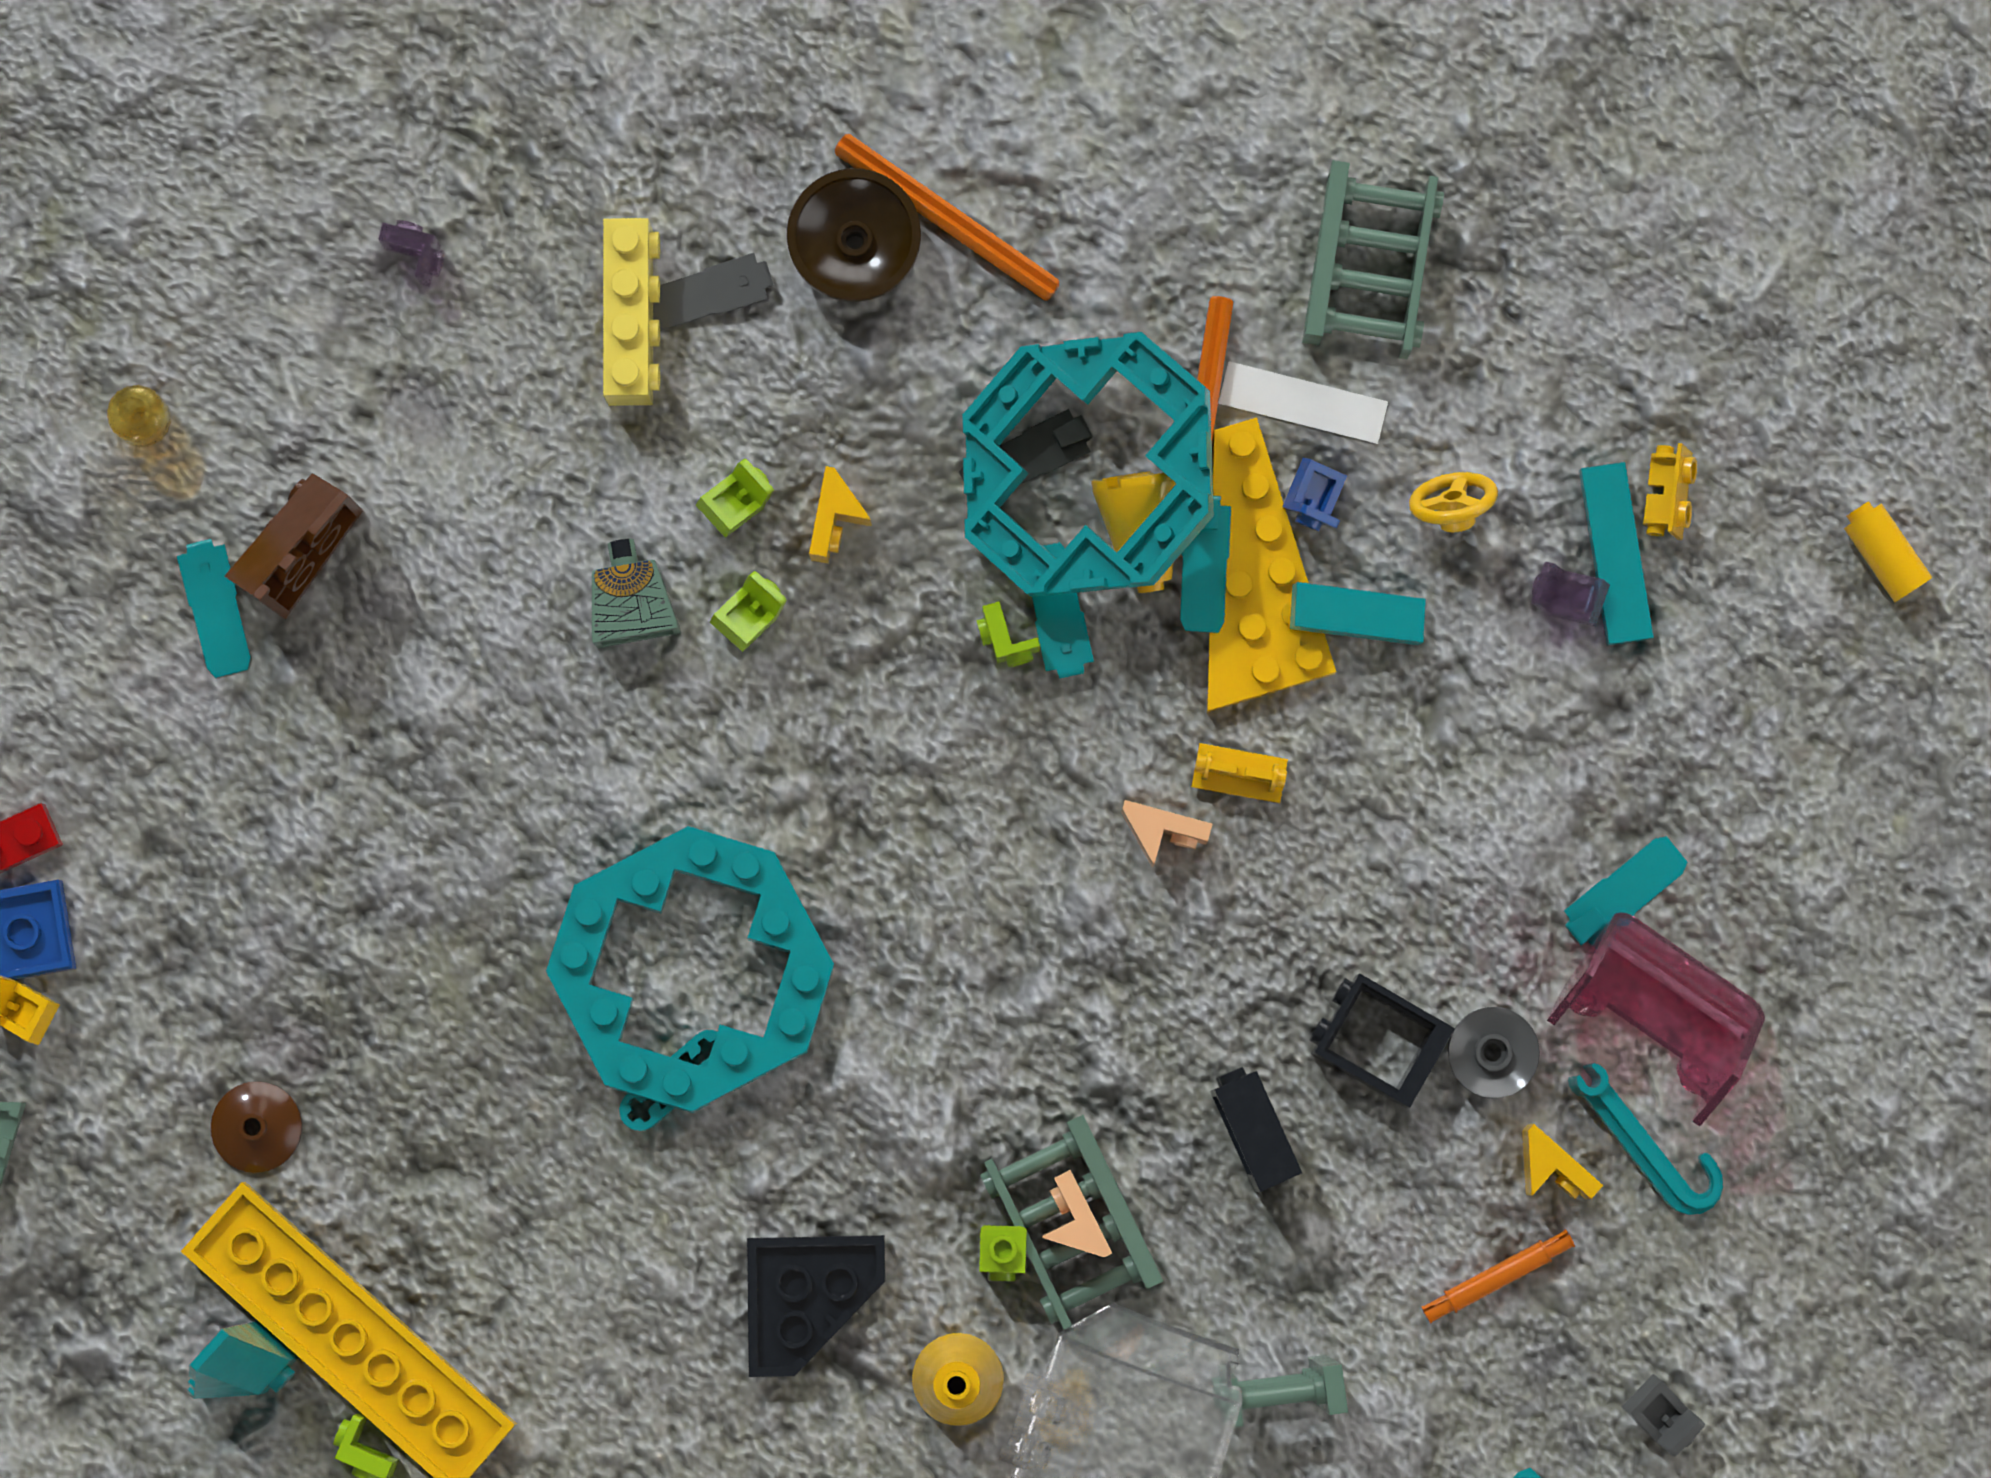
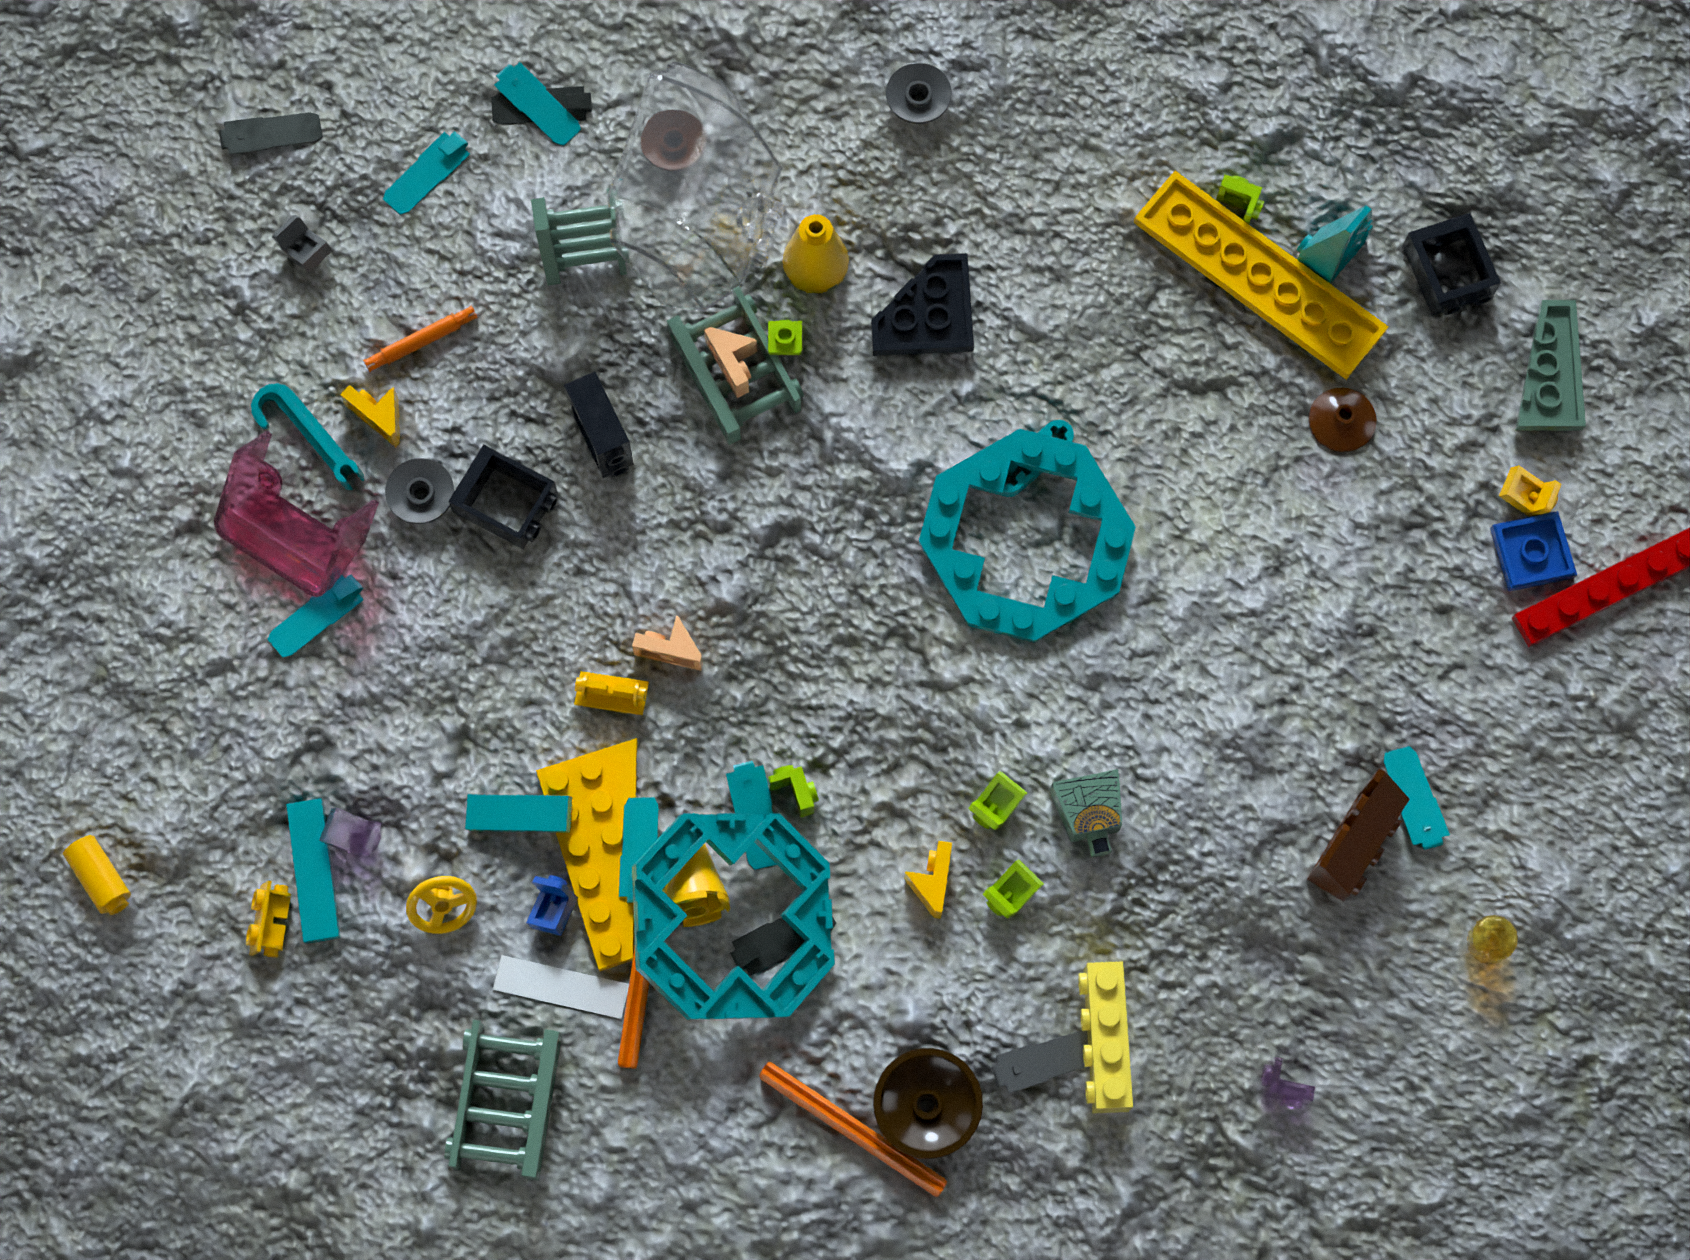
camera: 175 degrees right, 10 degrees down
(133, 1369) = (1442, 234): none -> black window

